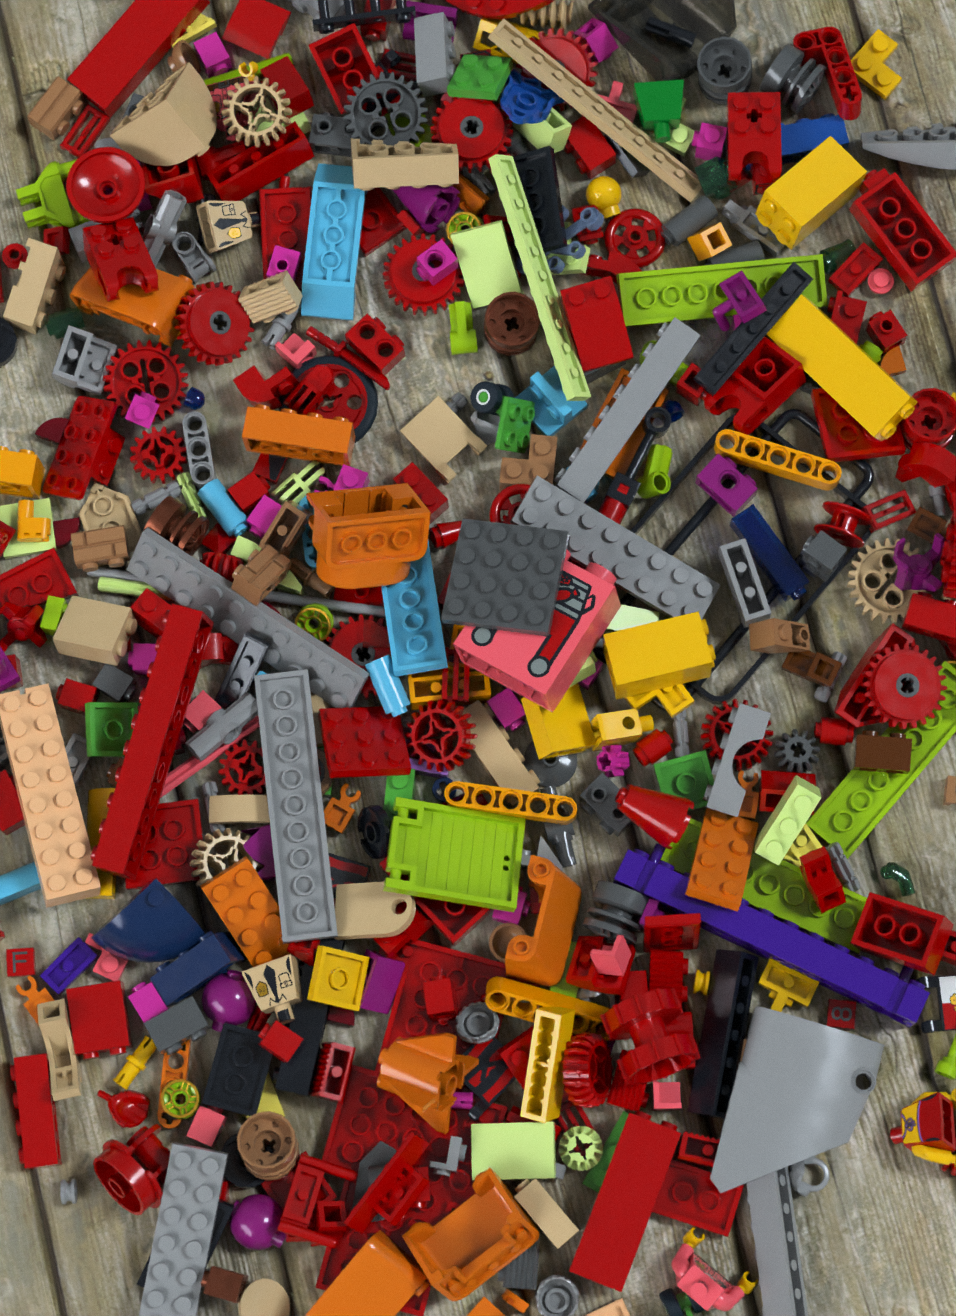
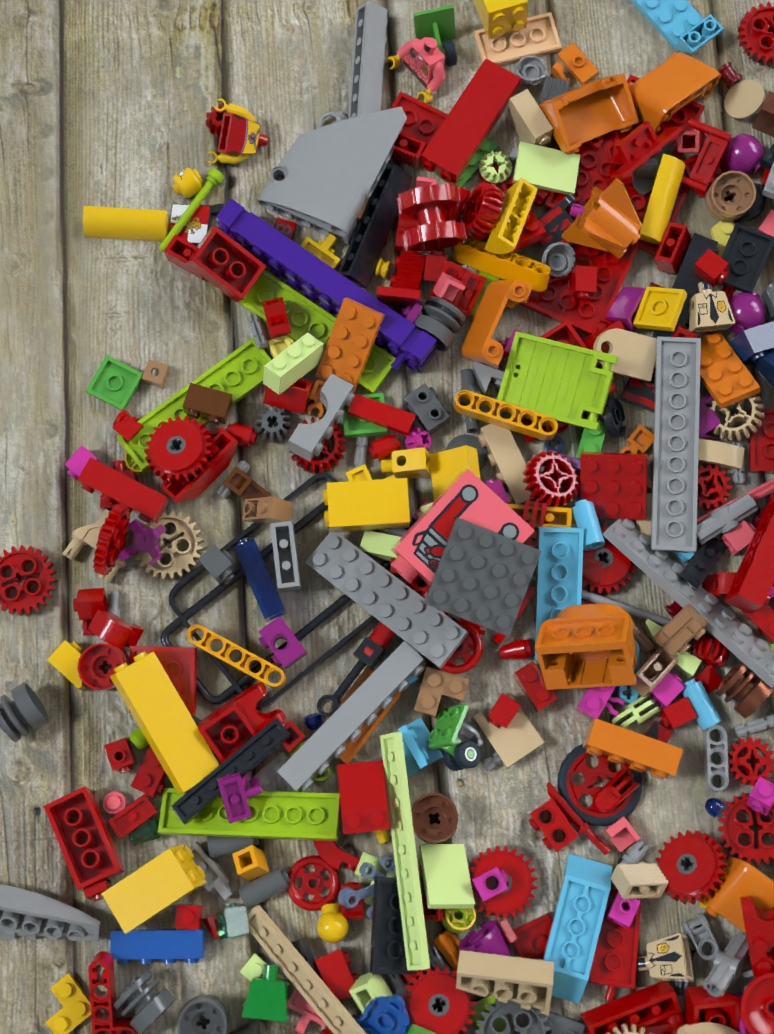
camera: 170 degrees left, 0 degrees up
(190, 493) = (727, 722): yellowish green axle -> none
(262, 391) = (657, 800): red brick -> none
(321, 614) = (645, 589): lime wheel -> none
(355, 1130) = (662, 199): none -> yellow brick
(452, 454) = (503, 711): none -> red brick
(455, 1154) = (596, 165): light grey bracket -> none
(462, 334) = (476, 819): lime piece -> none
(501, 937) = (524, 318): medium nougat piece -> none
(655, 477) = (339, 662): lime piece -> none
(655, 812) = (392, 386): red cone -> none
(665, 781) = (381, 414): none -> red tile
(709, 141) = (230, 958): dark pink brick -> none
(754, 133) = (191, 942): red brick -> none
(844, 523) = (195, 588): red piece -> none
(893, 362) = (122, 728): orange tile -> none
(899, 874) = (216, 321): clear green arm -> none
(907, 503) = (171, 597): red tile -> none
(927, 524) = (126, 582): reddish brown bracket -> none

